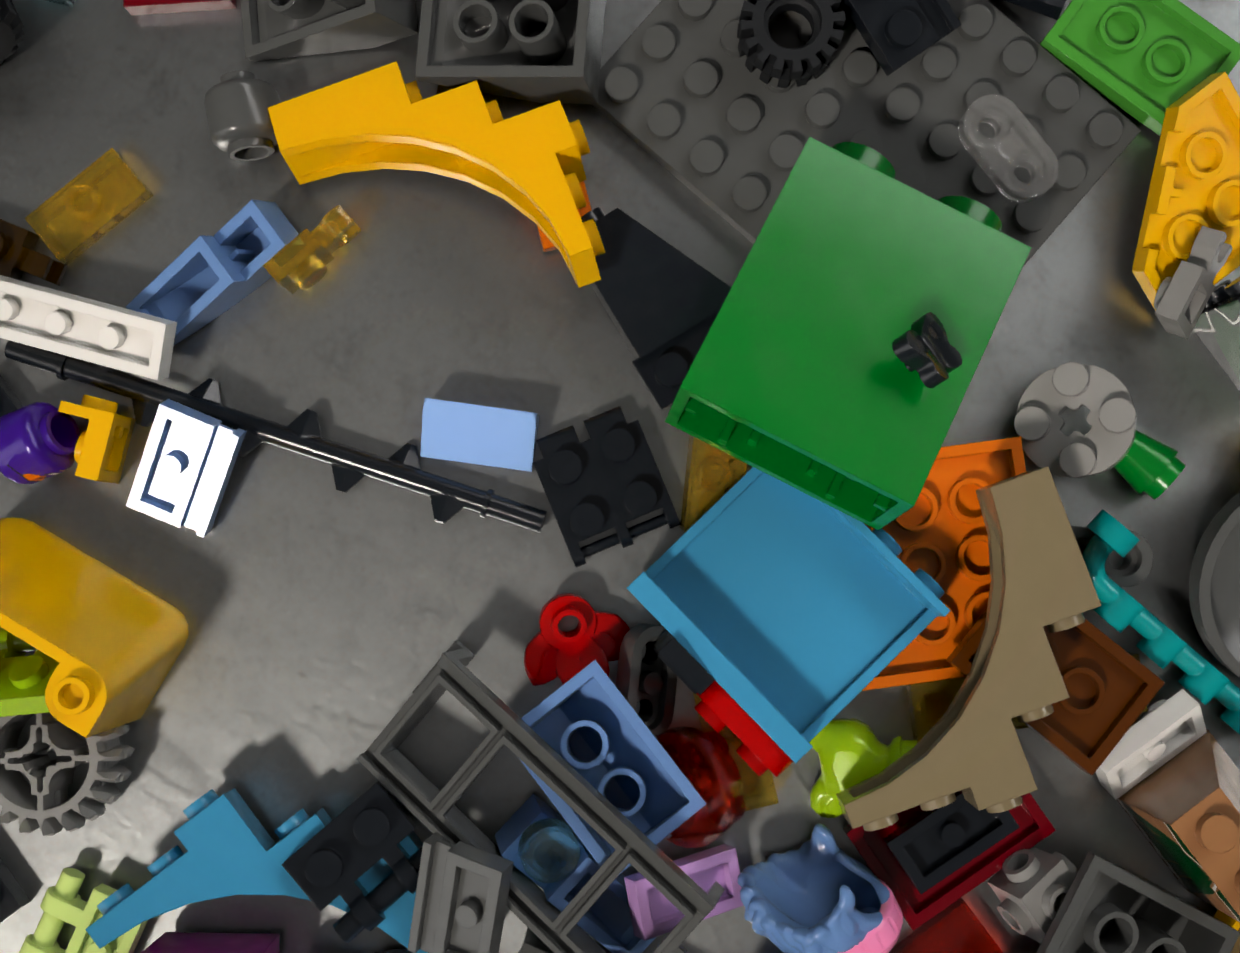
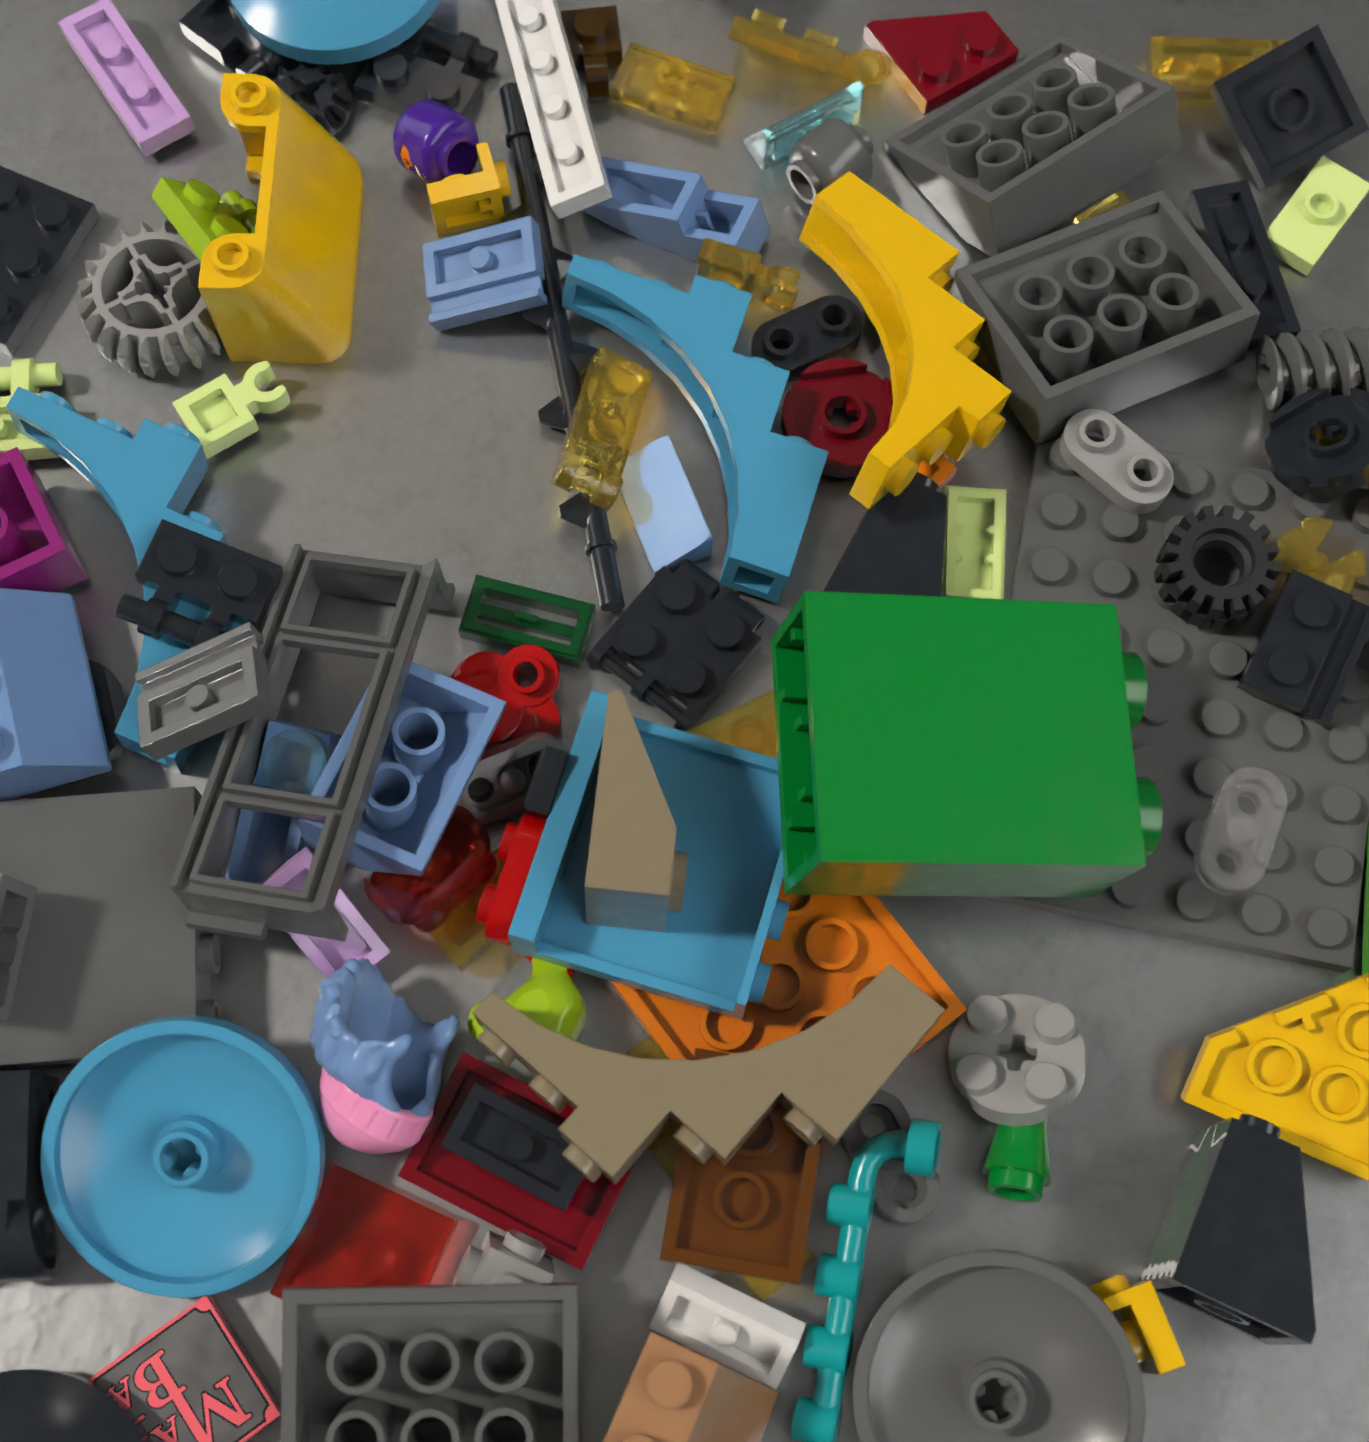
camera: 55 degrees right, 15 degrees down
(124, 69) = (814, 50): none -> clear yellow plate
(189, 125) = (773, 143): none -> clear light blue slope
(190, 754) = (225, 412): none -> yellowish green plate
(387, 447) = (602, 427): none -> clear yellow plate
(393, 228) = (809, 335): none -> black plate
(424, 320) = (693, 340): none -> dark azure arch
(454, 261) = (834, 385): none -> dark red plate
(481, 631) = (532, 598): none -> dark green tile
(655, 204) = (974, 543): none -> yellowish green plate
(656, 53) = (1111, 462): none -> light grey plate
(784, 630) = (632, 853): none -> dark tan slope
(927, 350) = (975, 797): black piece -> none
(1188, 291) = (1221, 1086): light grey plate -> none

